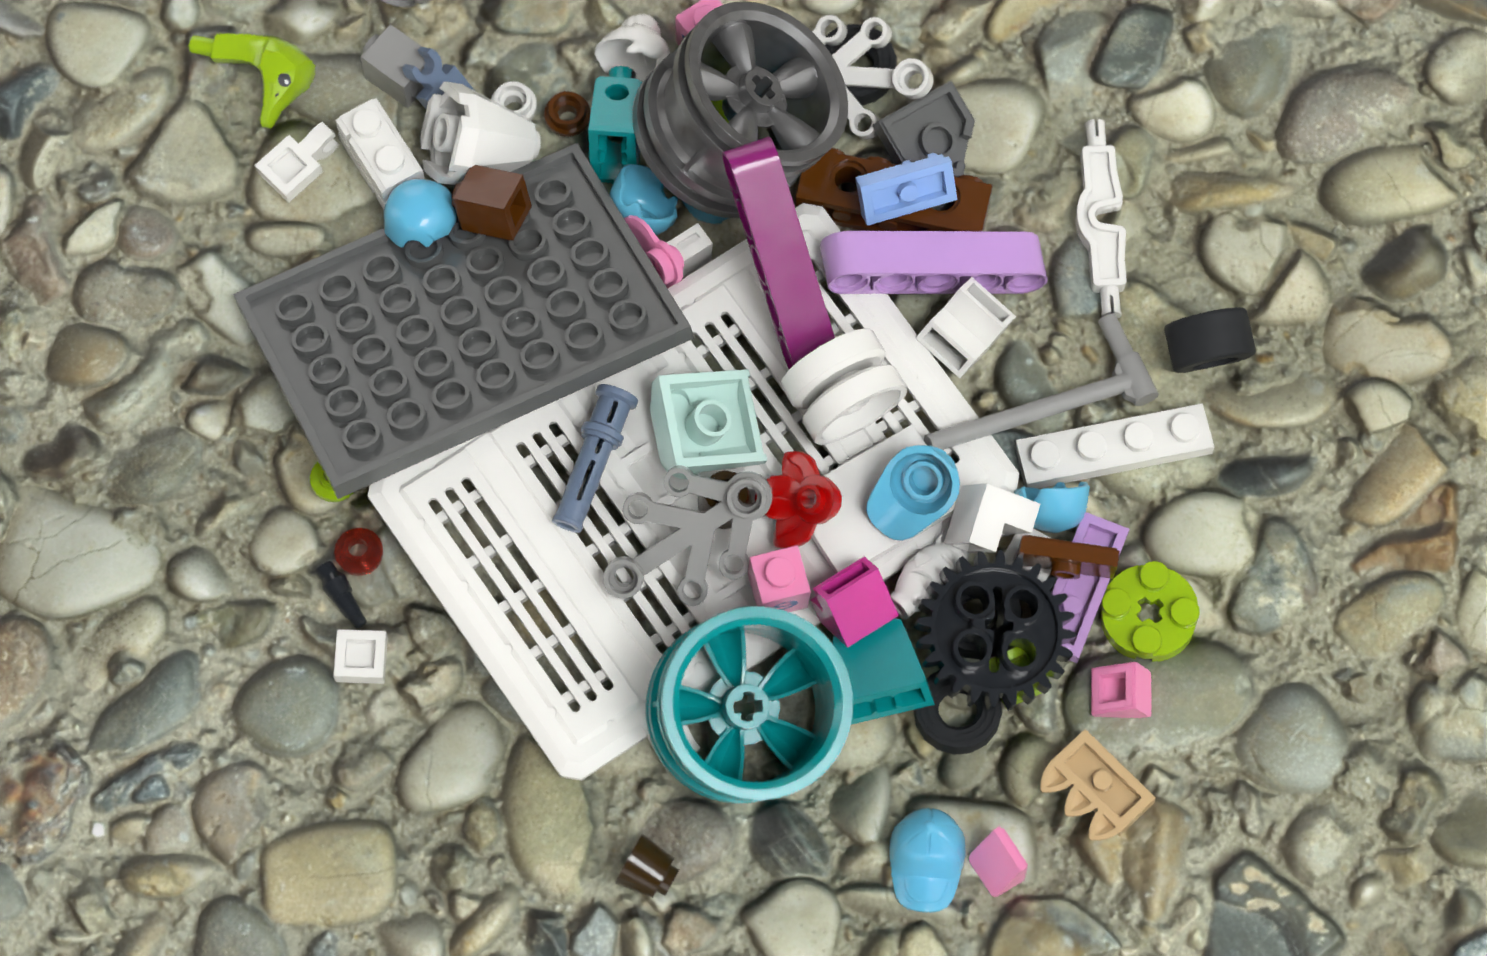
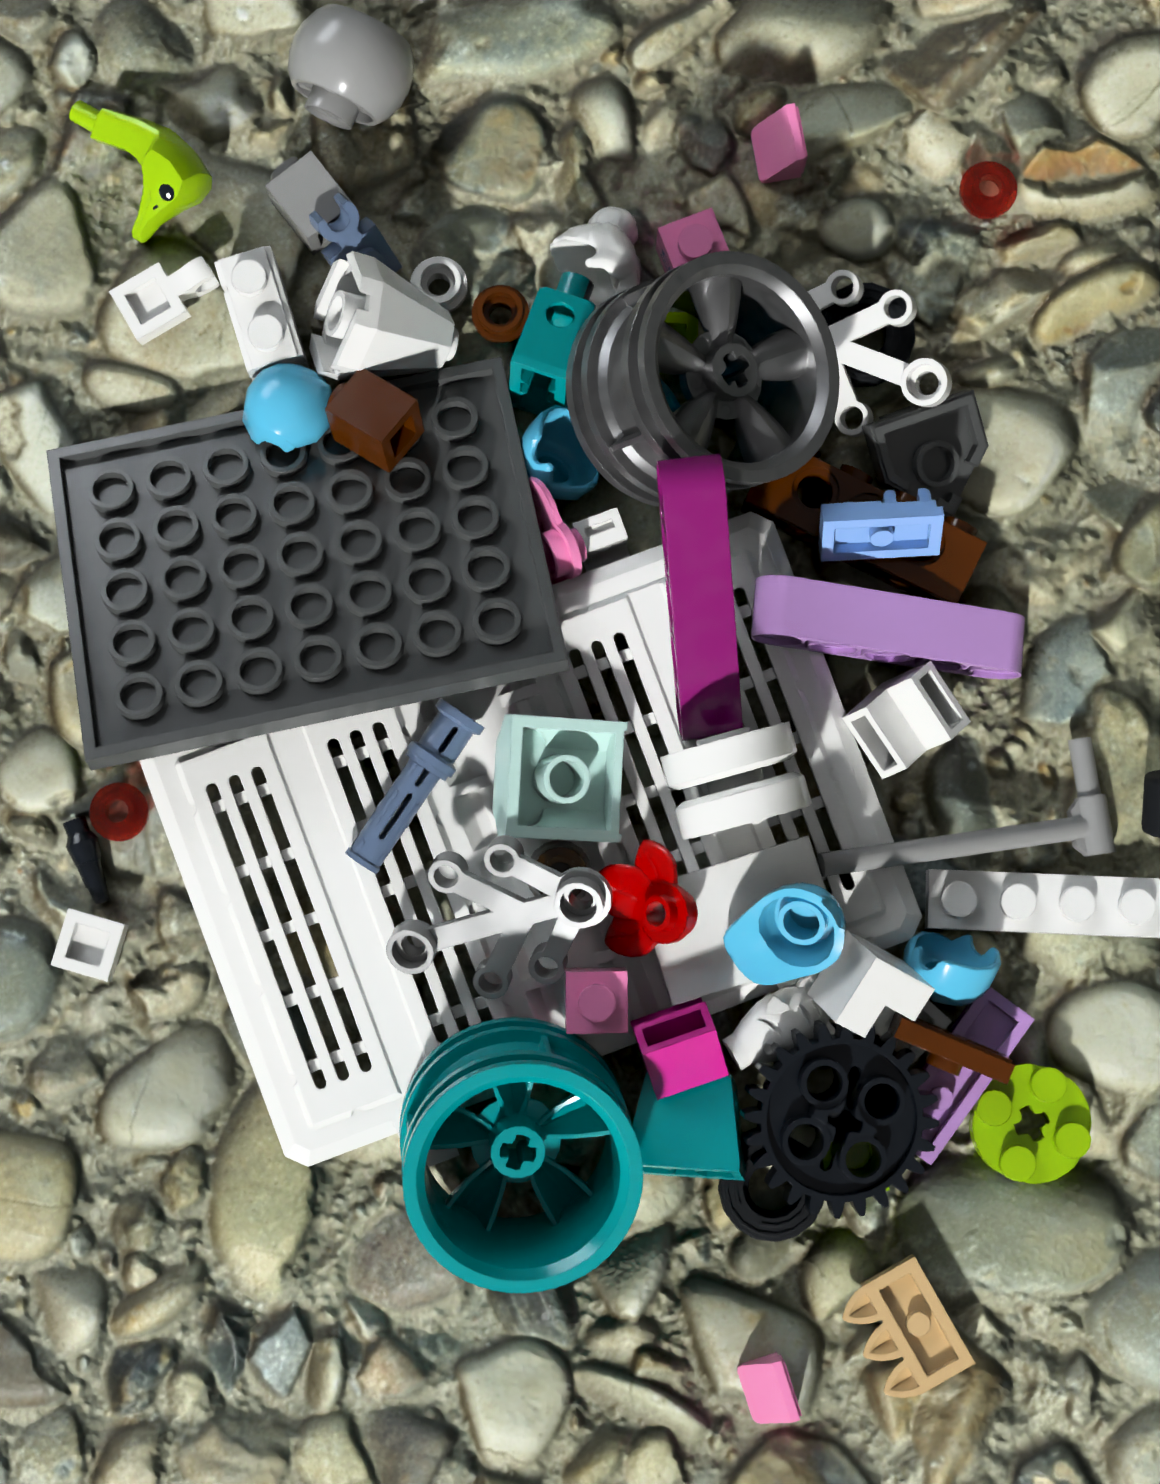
camera: 15 degrees right, 15 degrees up
(648, 869) = (358, 1294): dark brown hat -> none
(926, 860) = (687, 1359): medium azure piece -> none
(1102, 240) = (1104, 639): white piece -> none
(1121, 691) = (969, 1211): bright pink slope -> none

